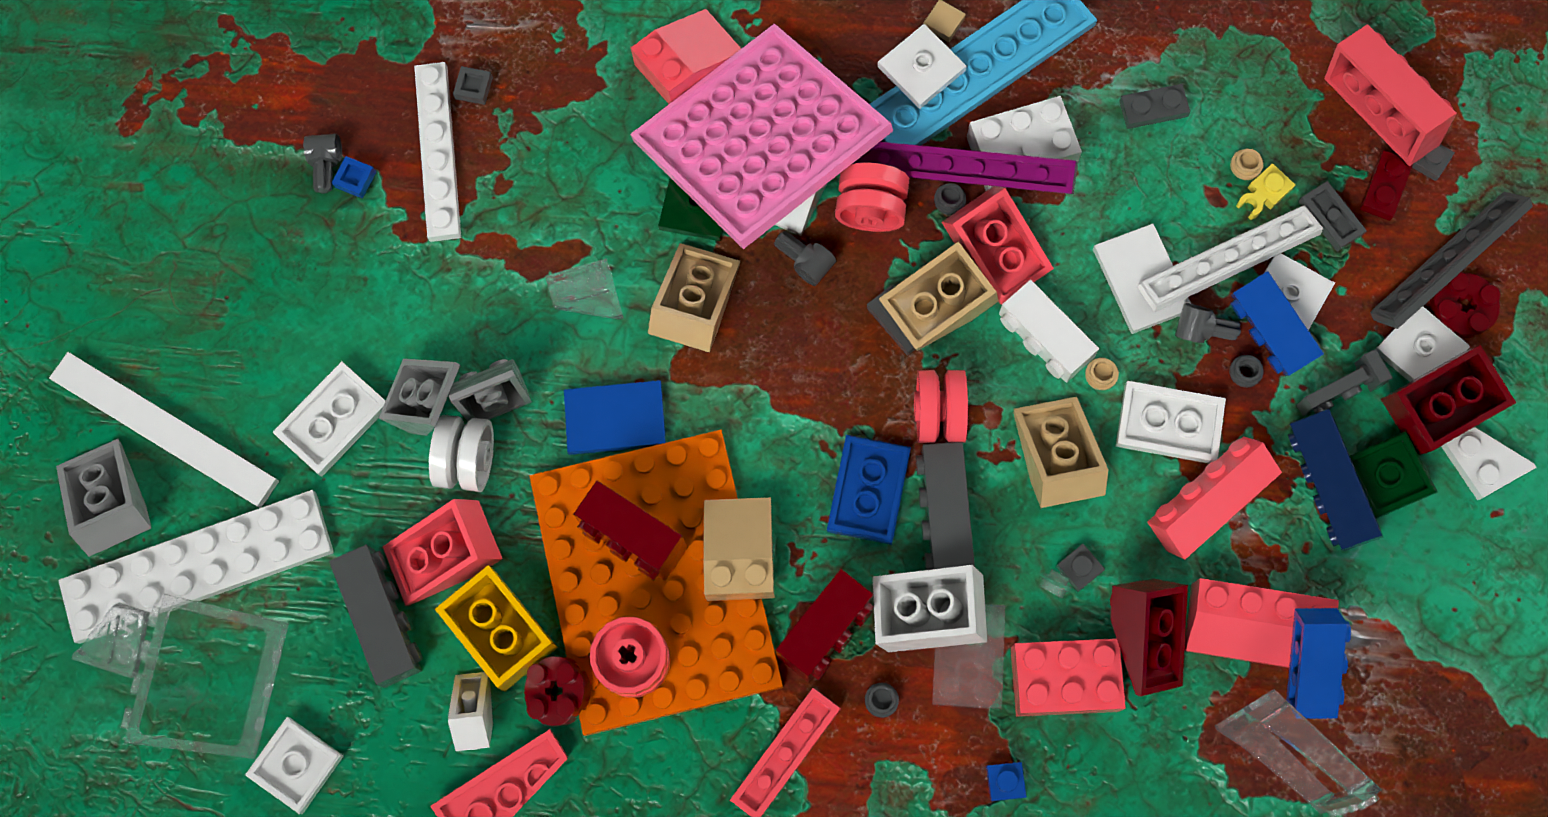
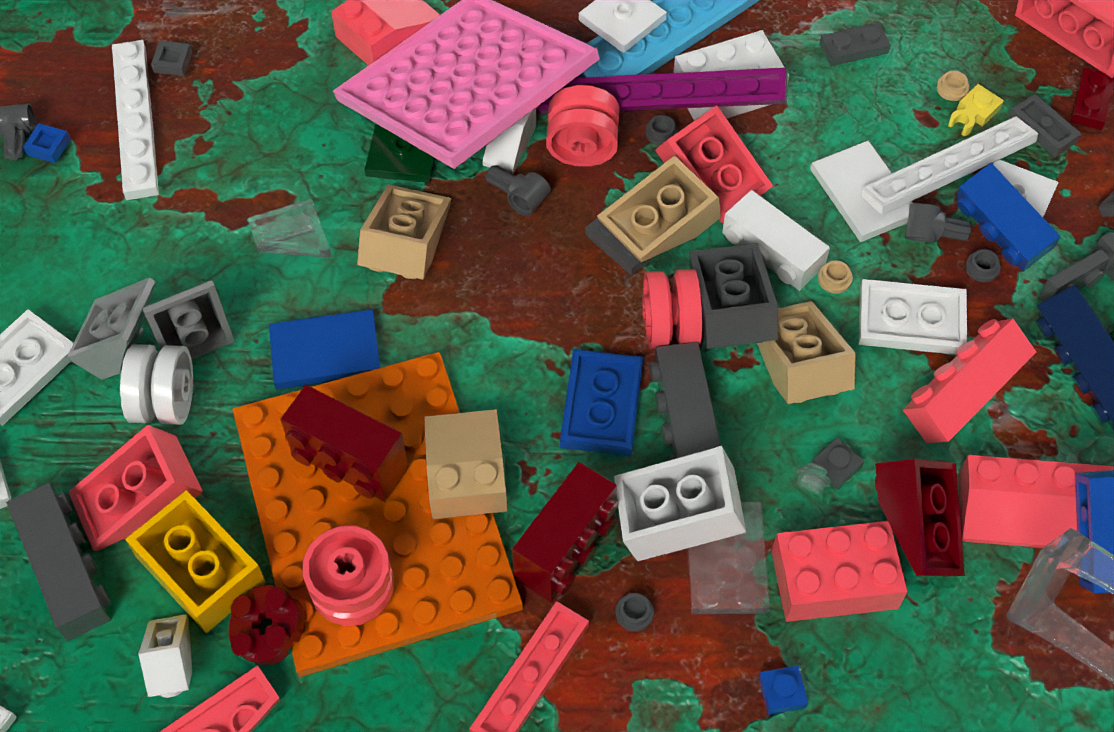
camera: 10 degrees left, 15 degrees down
(1001, 397) = (735, 296): none -> dark grey brick

